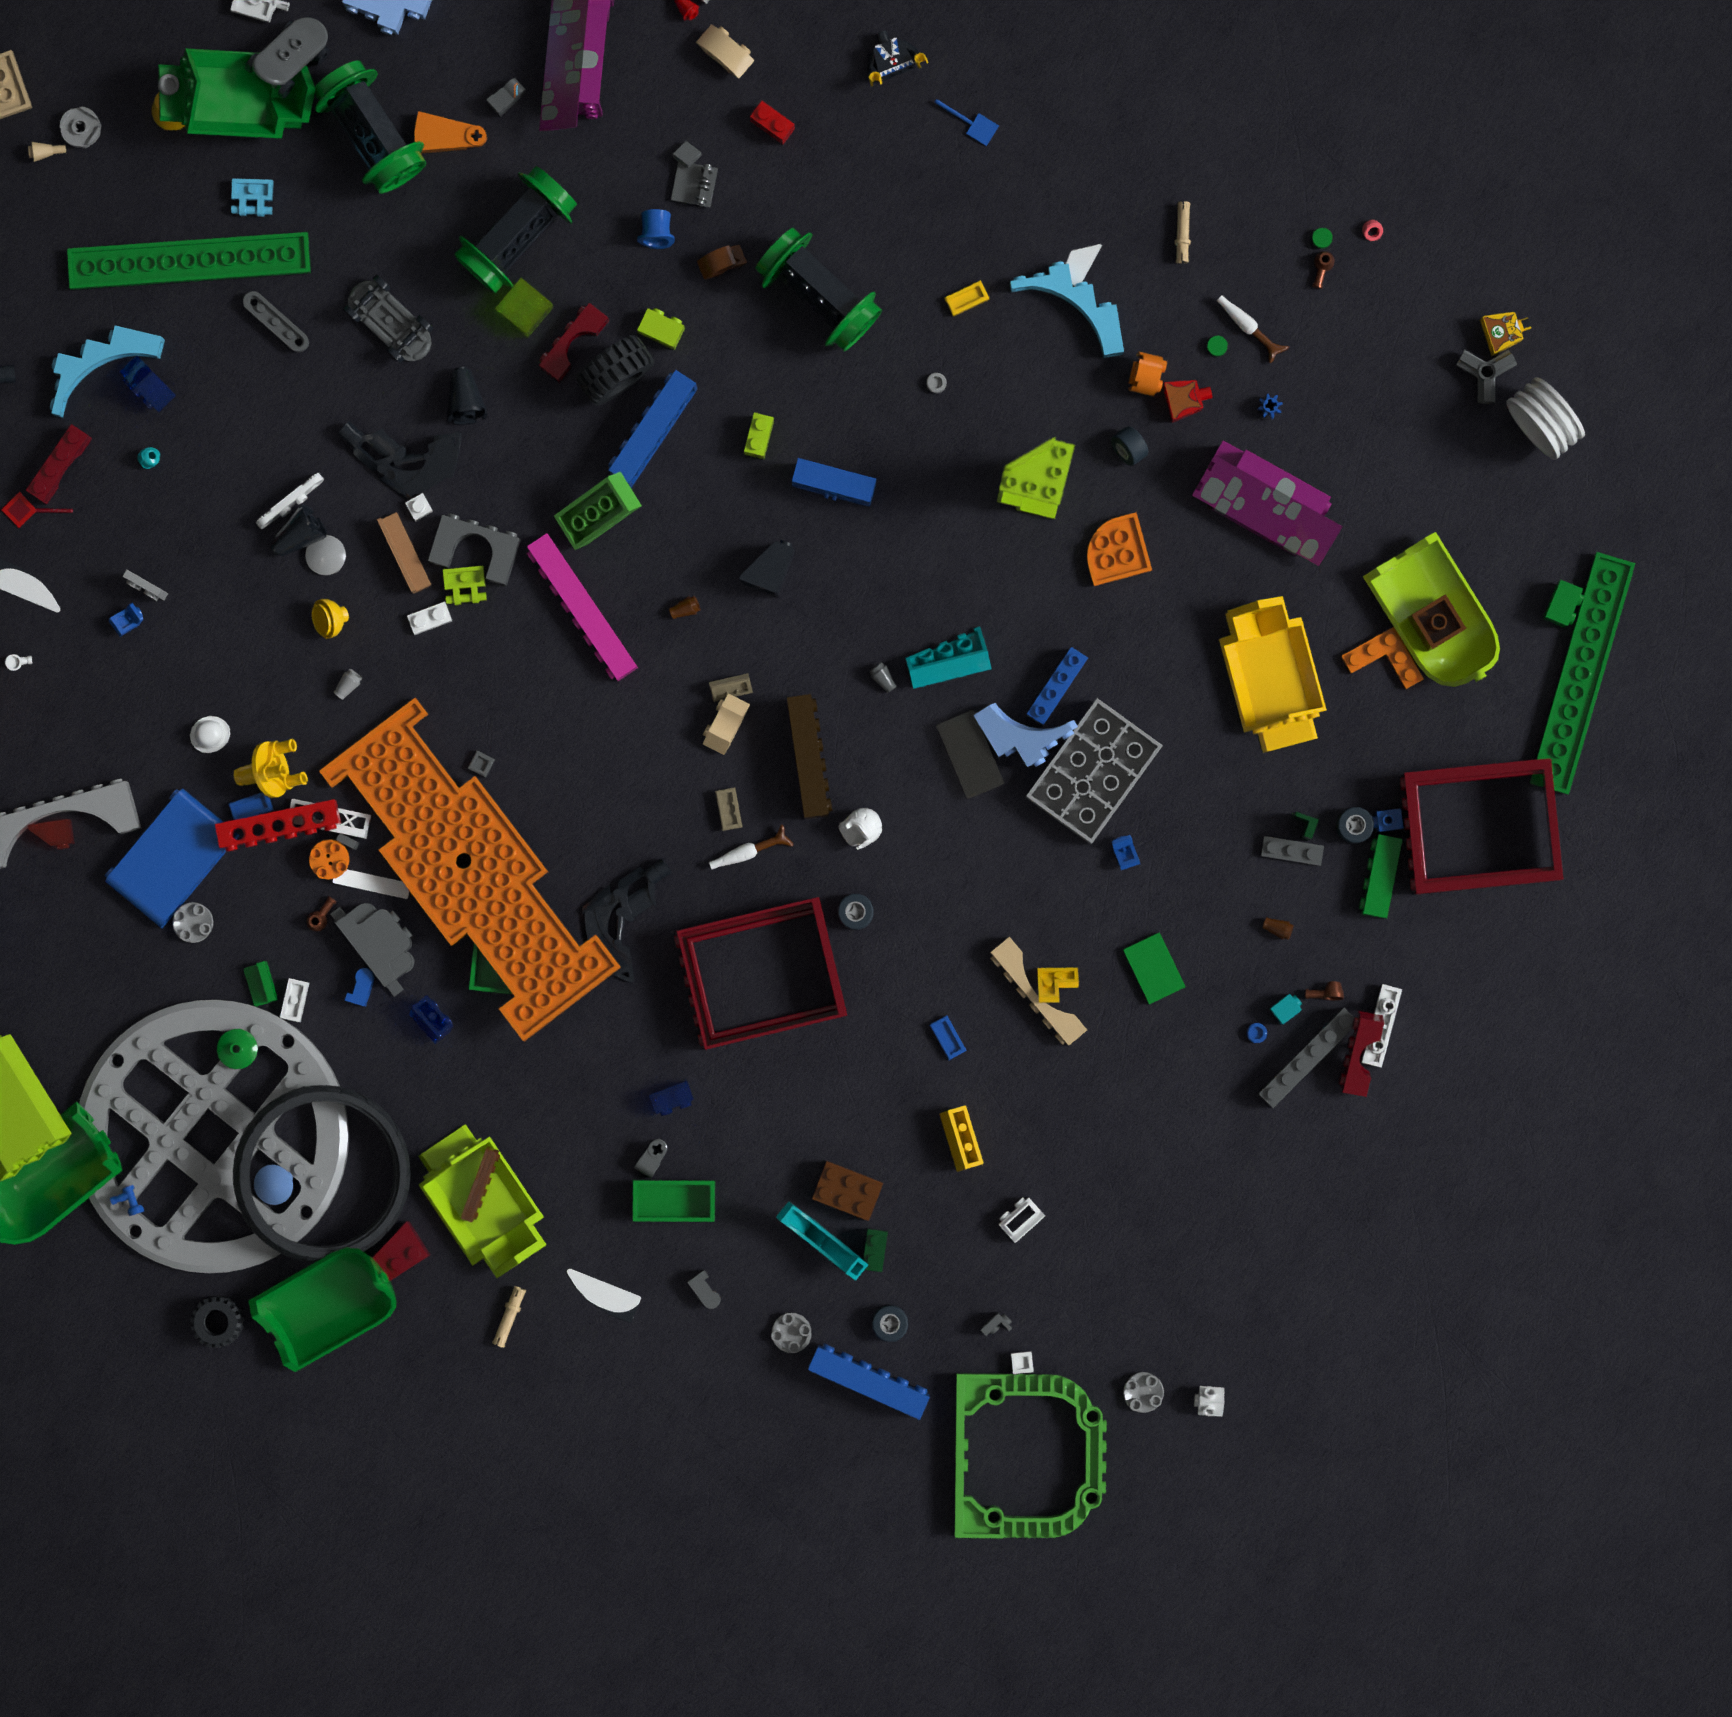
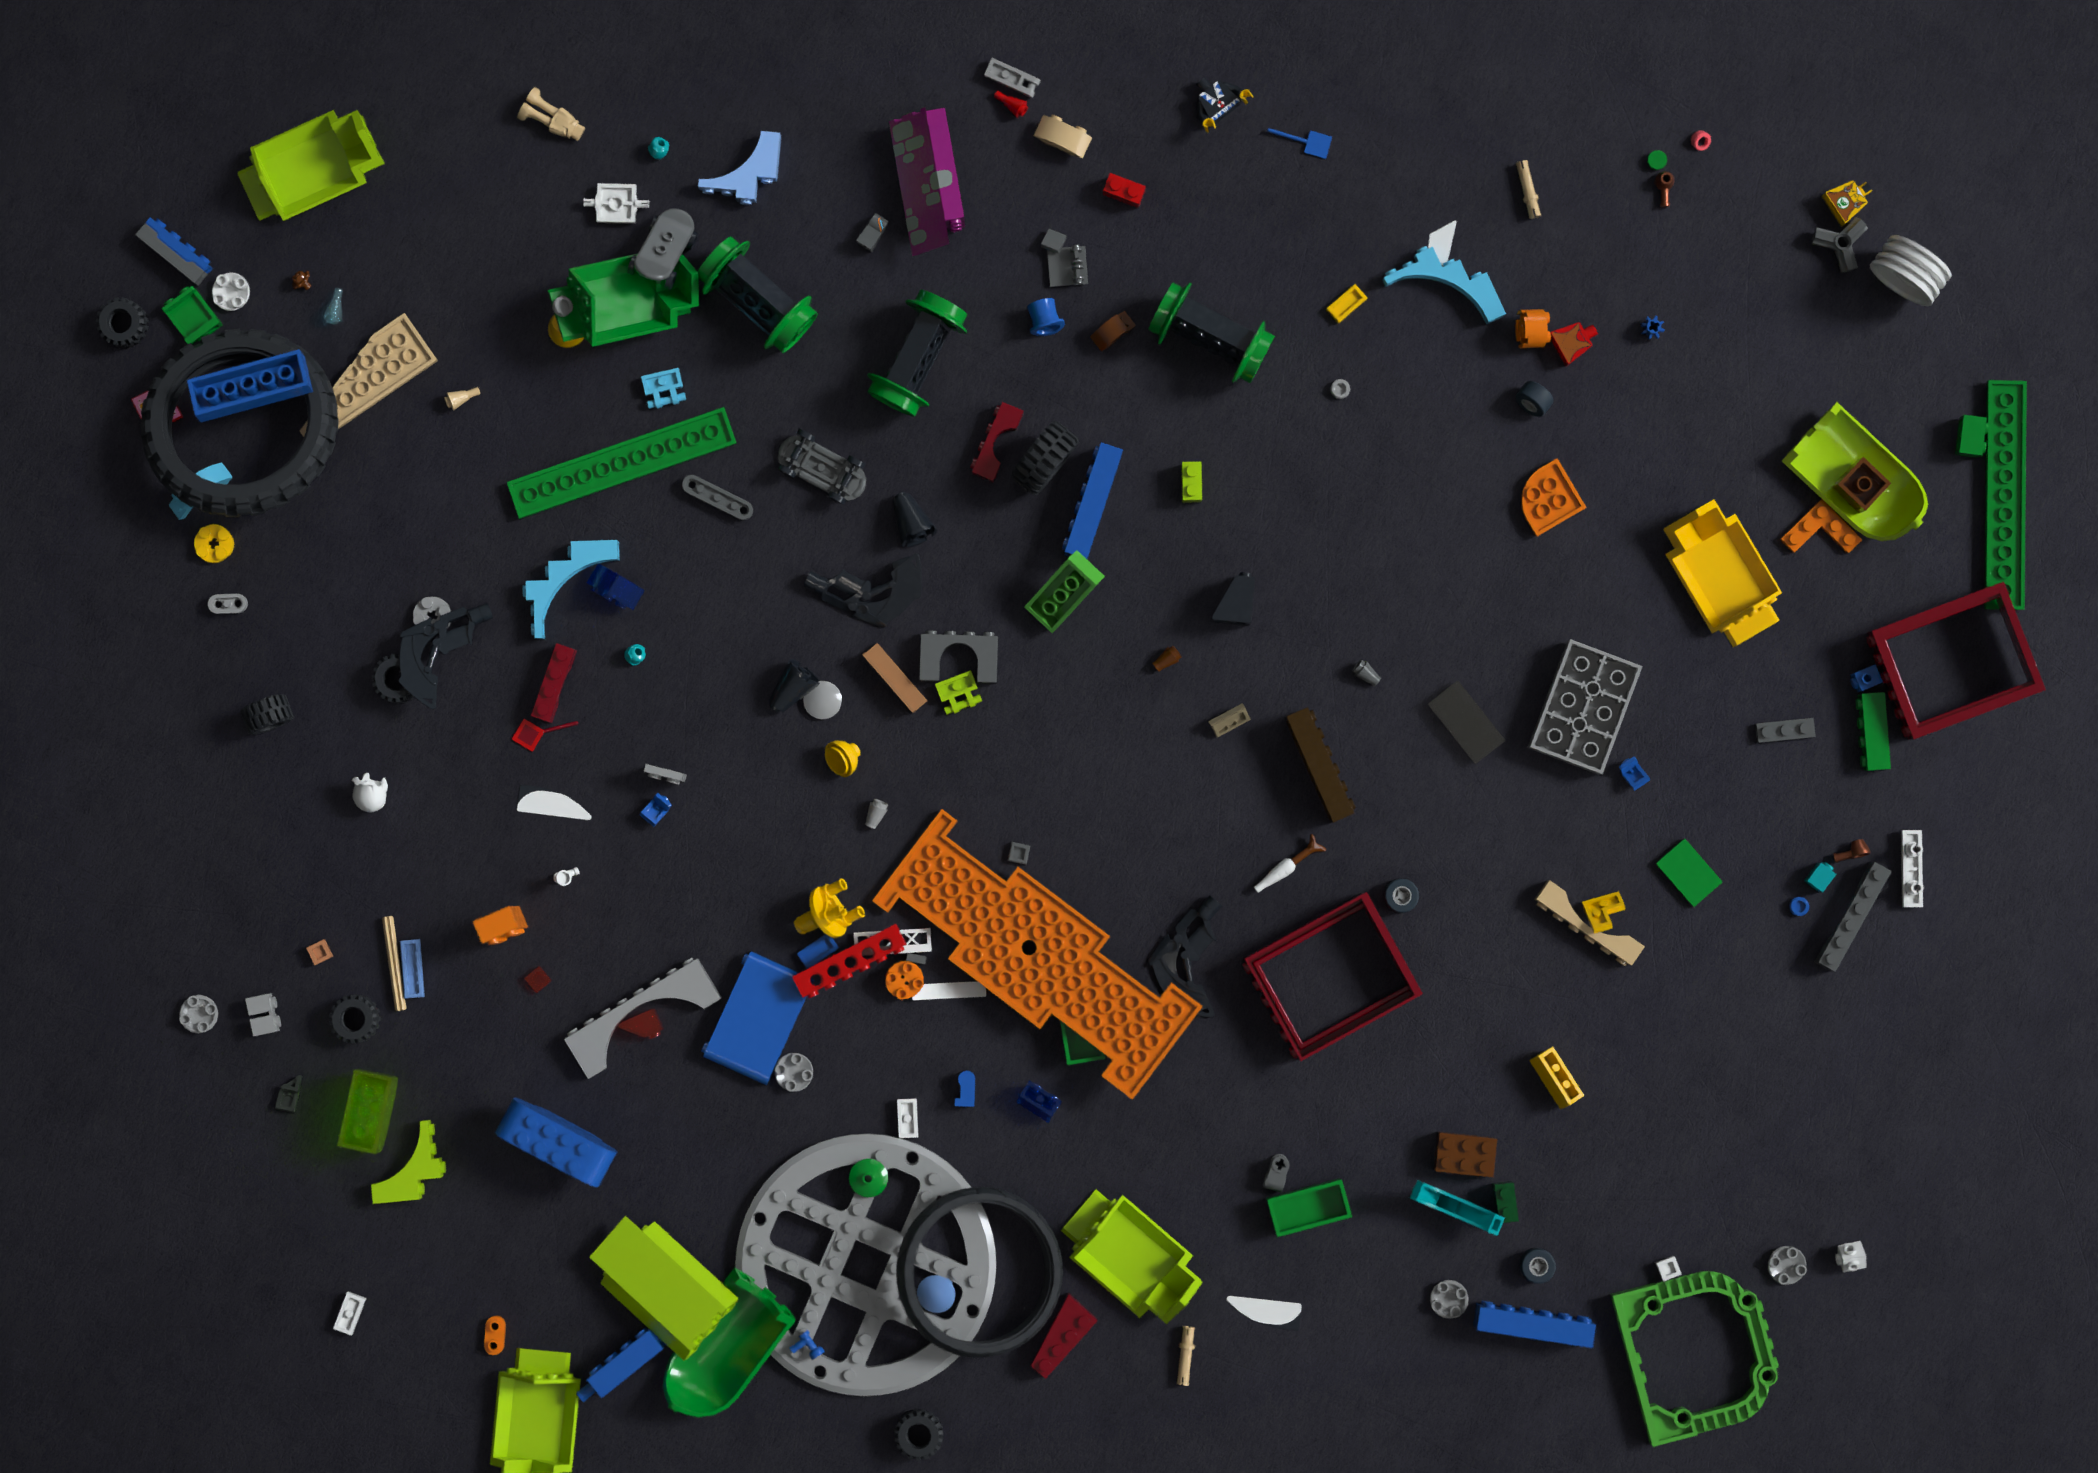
camera: 20 degrees left, 0 degrees up
(83, 138) = (482, 357): light grey plate -> none
(209, 734) = (761, 894): white hat -> none
(260, 984) = (872, 1111): green panel -> none
(284, 506) = (782, 653): white plate -> none
(321, 915) = (909, 1033): copper bar -> none
(324, 1306) = (1016, 1393): green panel -> none
(379, 942) = (970, 1043): dark grey brick -> none
(419, 507) = (896, 632): white plate -> none
(429, 618) = (934, 732): white plate -> none
(446, 134) = (826, 282): orange piece -> none
(479, 1186) = (1126, 1239): reddish brown piece -> none
(524, 307) = (943, 422): clear neon green brick -> none
(582, 607) = (1072, 683): dark pink brick -> none
(661, 328) = (1074, 407): lime brick -> none
(675, 1096) = (1280, 1113): clear blue brick -> none
(708, 1297) = (1362, 1286): dark grey leg -> none
(725, 724) = (1234, 755): tan brick -> none
(728, 809) = (1258, 833): dark tan plate -> none
(833, 482) = (1273, 506): blue brick -> none
(861, 827) = (1385, 817): white hair -> none
(947, 1037) = (1517, 988): blue tile -> none
(949, 660) = (1424, 640): teal wedge -> none
(992, 1324) = (1631, 1241): dark grey bracket -> none
(1027, 1225) = (1627, 1125): white window -> none
(1030, 742) = (1497, 694): light blue arch -> none
(1037, 479) = (1466, 455): lime panel -> none
(1057, 686) = (1528, 638): blue piece -> none
(1217, 346) = (1588, 285): green tile -> none
(1250, 326) = (1613, 259): white piece -> none
(1268, 502) = (1677, 416): magenta panel -> none
(1279, 928) = (1793, 804): reddish brown cone -> none
(1310, 825) = (1797, 703): dark green panel -> none
(1359, 820) = (1841, 686): black wheel -> none
(1367, 1030) = (1902, 876): dark red arch -> none

